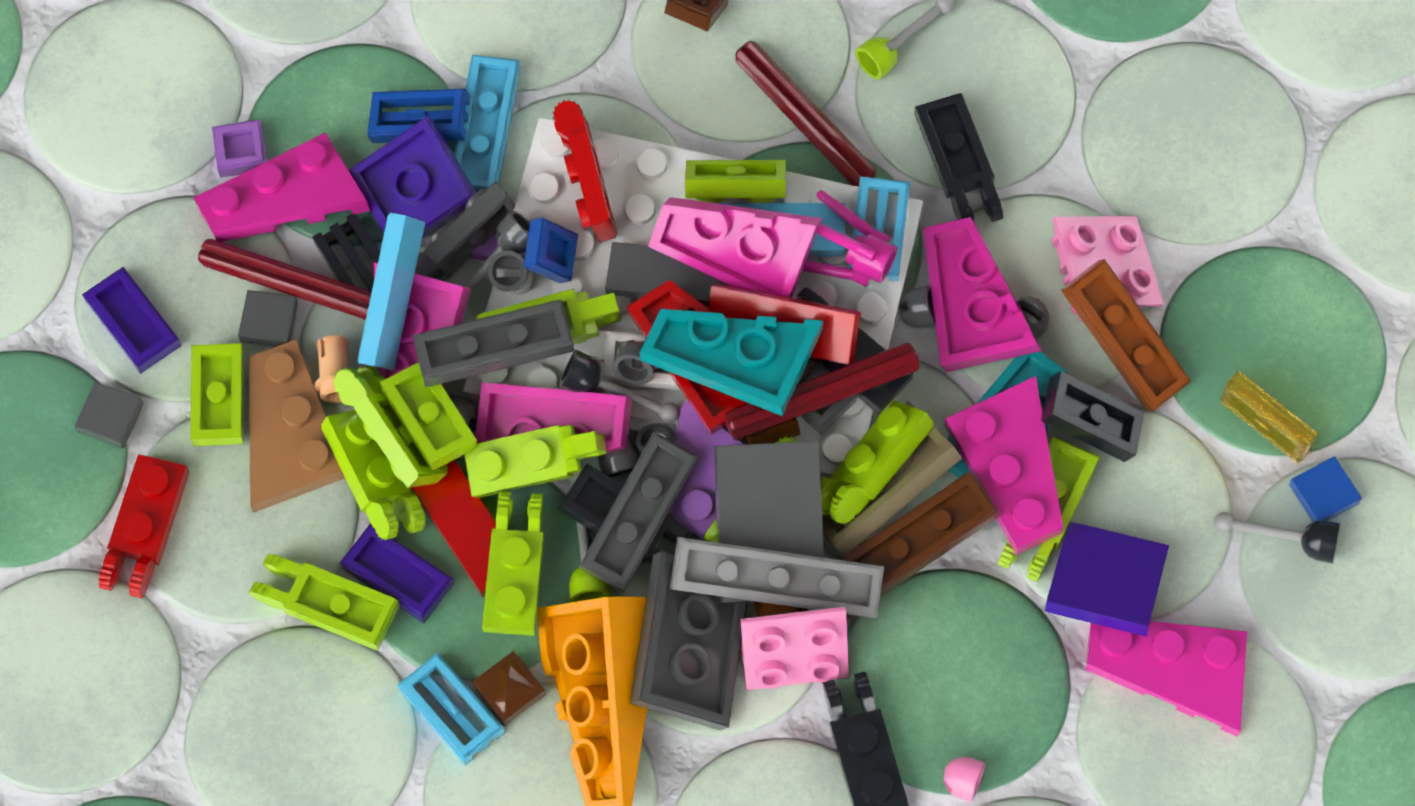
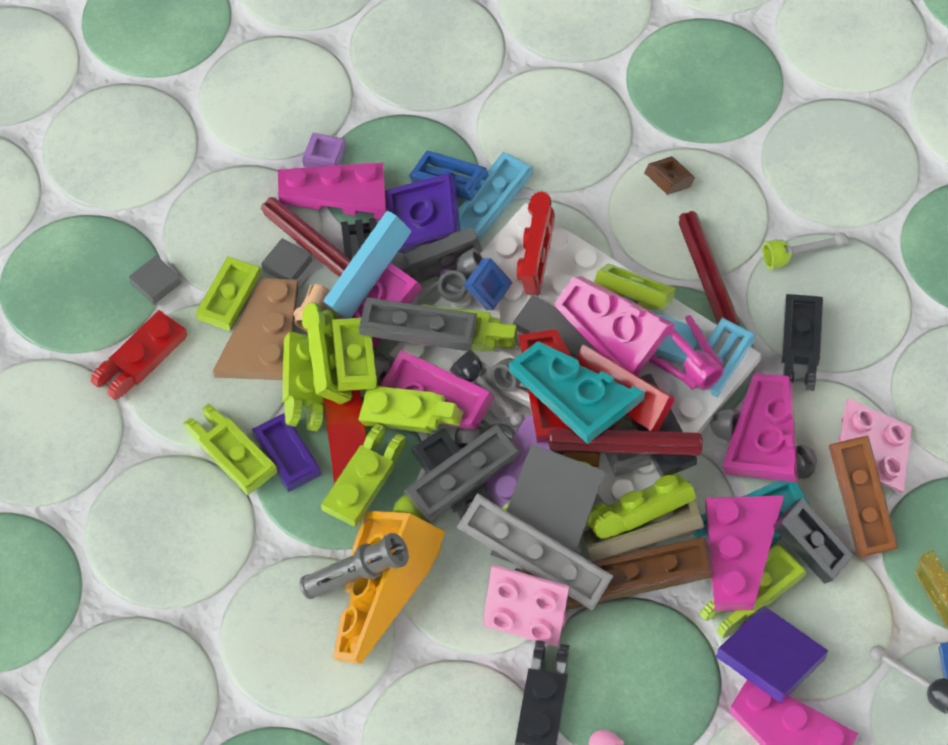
camera: 25 degrees right, 10 degrees down
(131, 320) = (200, 229): dark purple tile -> none
(478, 741) = (284, 580): medium azure tile -> none
(508, 688) = (320, 551): reddish brown tile -> none
(582, 681) = (380, 560): none -> pin
(687, 651) = (450, 579): dark grey tile -> none

